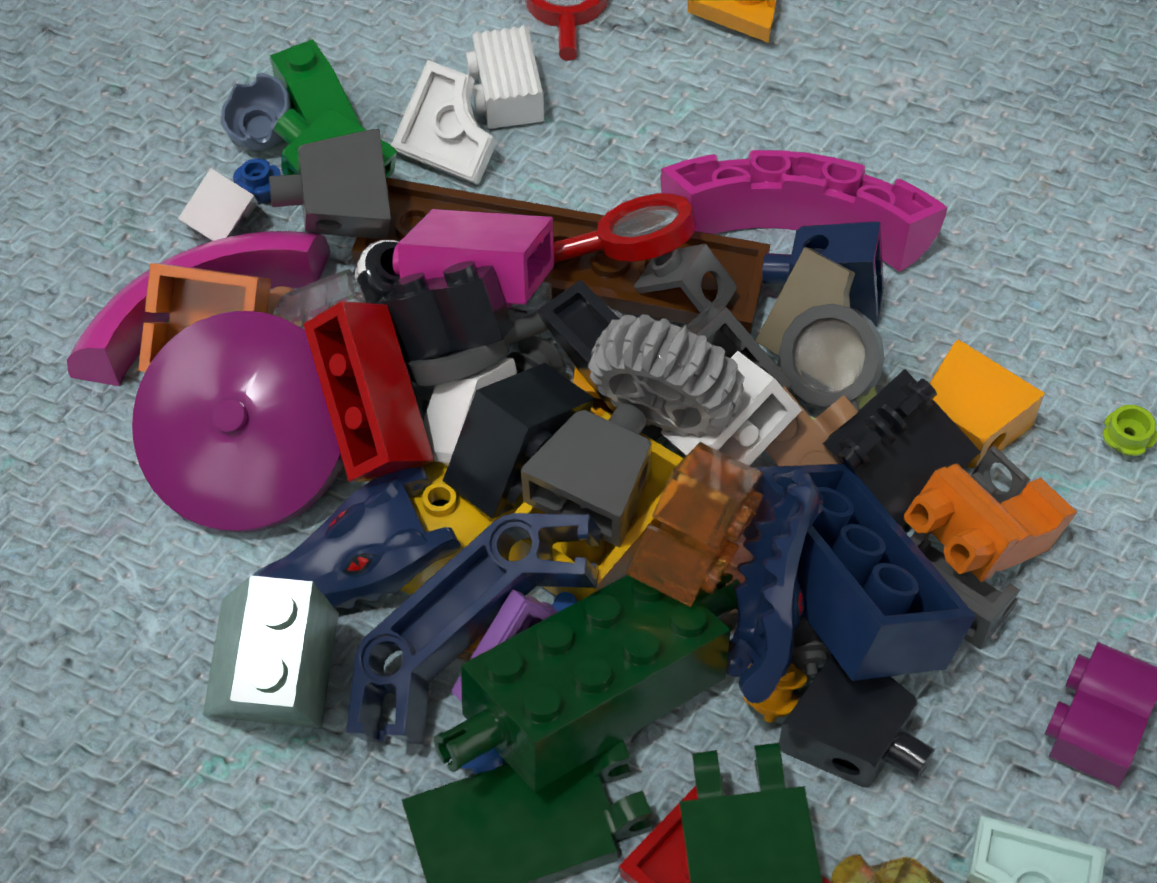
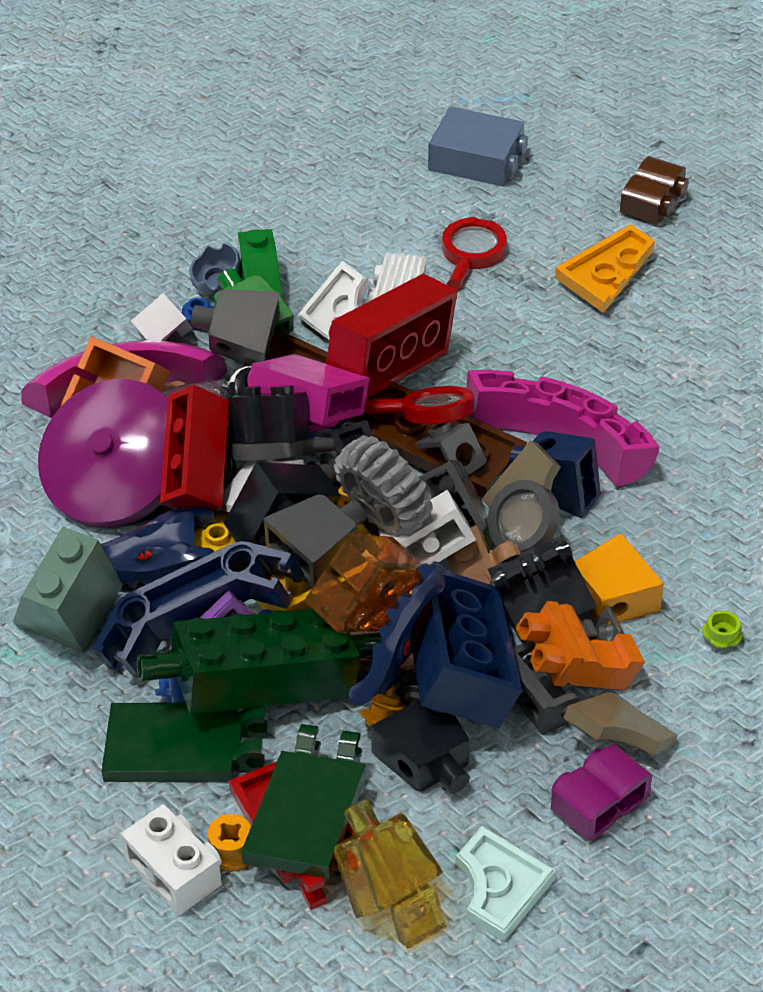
camera: 20 degrees right, 10 degrees down
(545, 140) = (394, 332): none -> red brick
(1081, 608) = (615, 720): none -> dark tan tile

